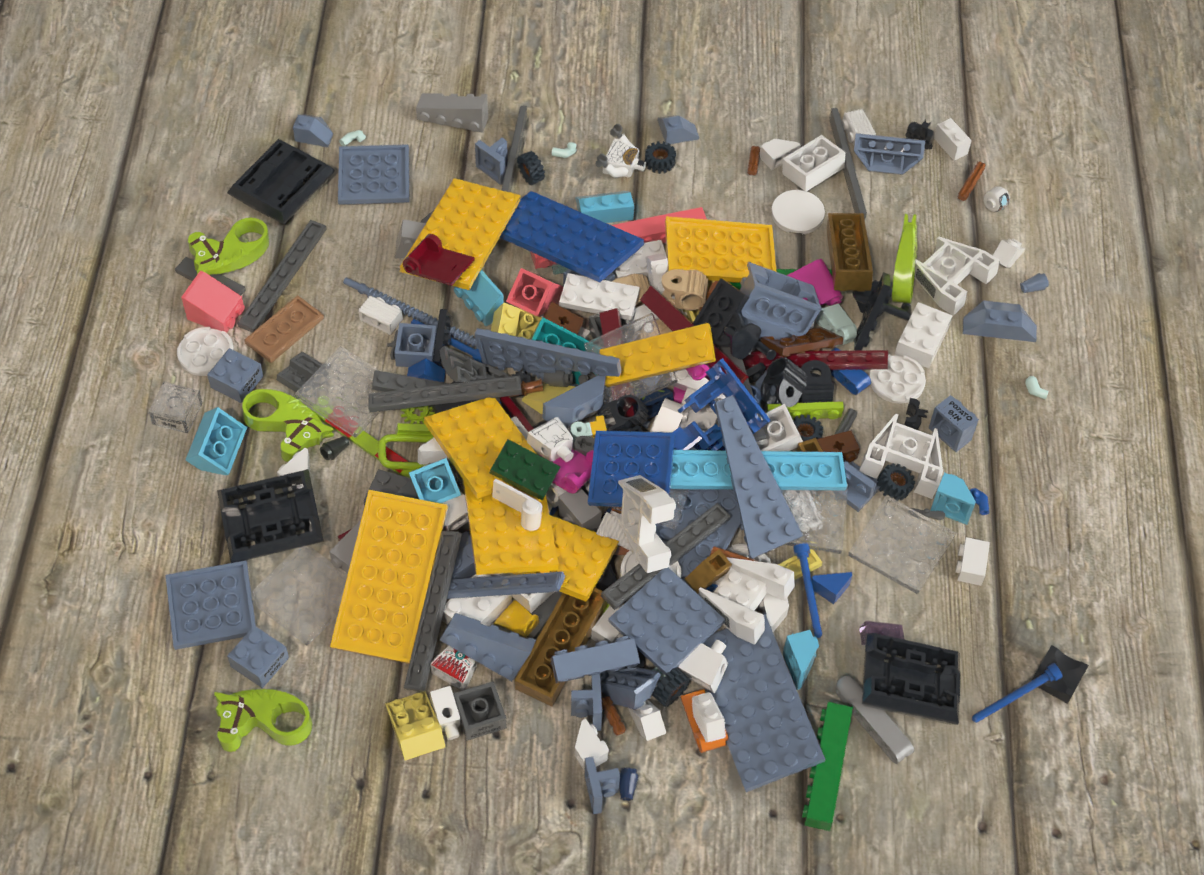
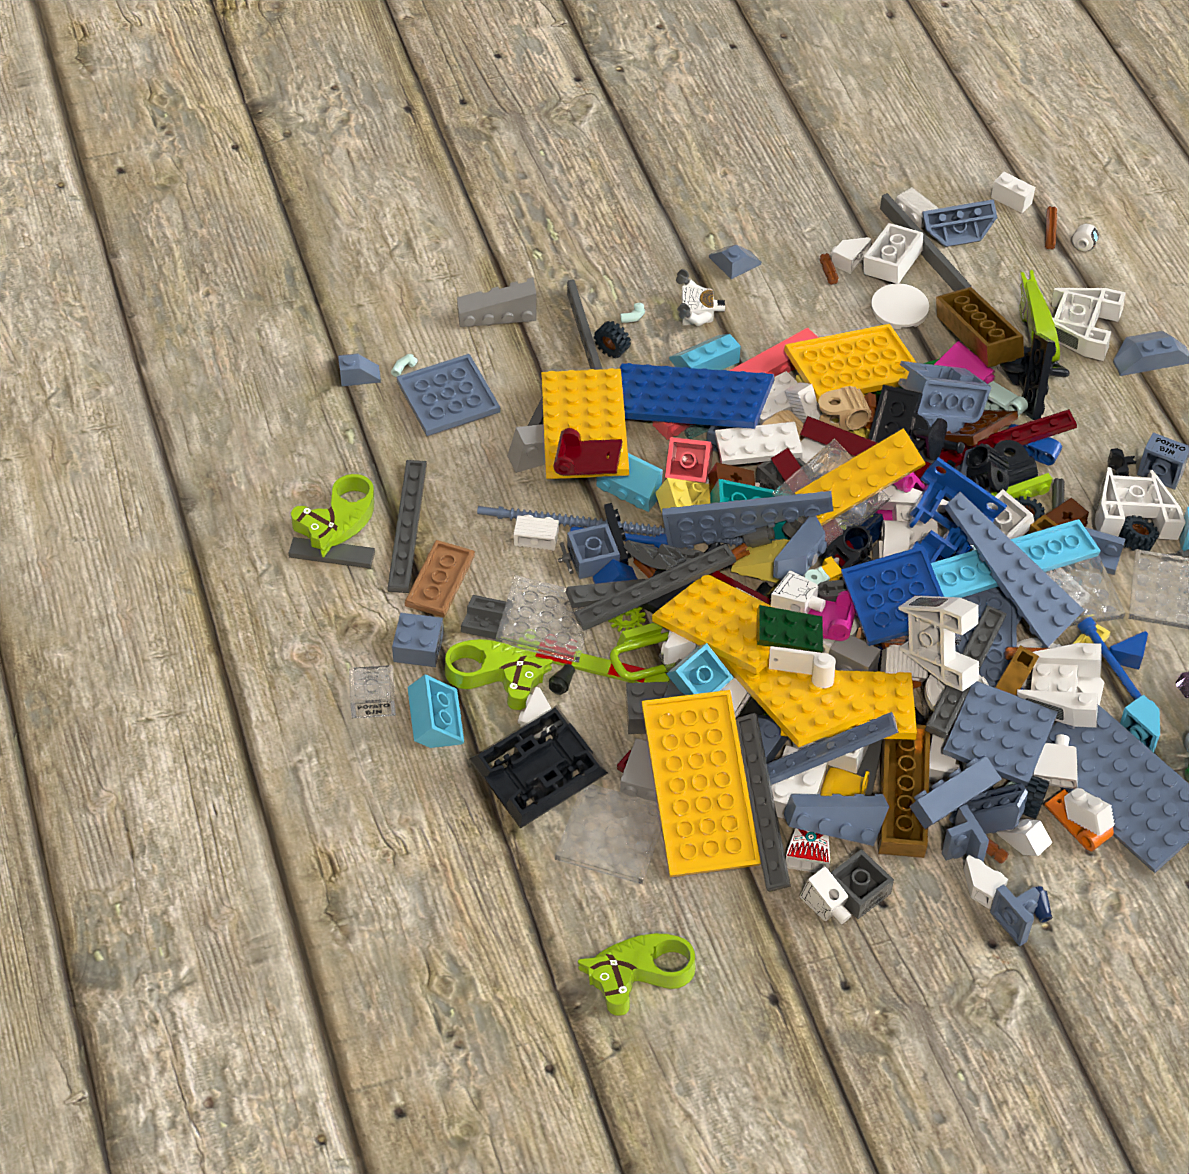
camera: 20 degrees left, 5 degrees down
(202, 350) = (367, 626): white tile -> none
(210, 604) = (522, 876): sand blue plate -> none
(212, 303) = (354, 575): coral slope -> none
(258, 656) = (603, 910): sand blue brick -> none
(280, 177) = (350, 424): black piece -> none
(415, 725) = (800, 921): light yellow slope -> none
(492, 159) = (568, 343): sand blue bracket -> none
(665, 151) = (738, 285): black bush -> none
(900, 381) = (1088, 441): white tile -> none
(920, 132) = (978, 193): black piece -> none
(923, 334) = (1088, 387): white brick -> none
(1008, 252) = (1125, 283): white slope -> none
(1035, 283) = (1164, 307): sand blue cone -> none

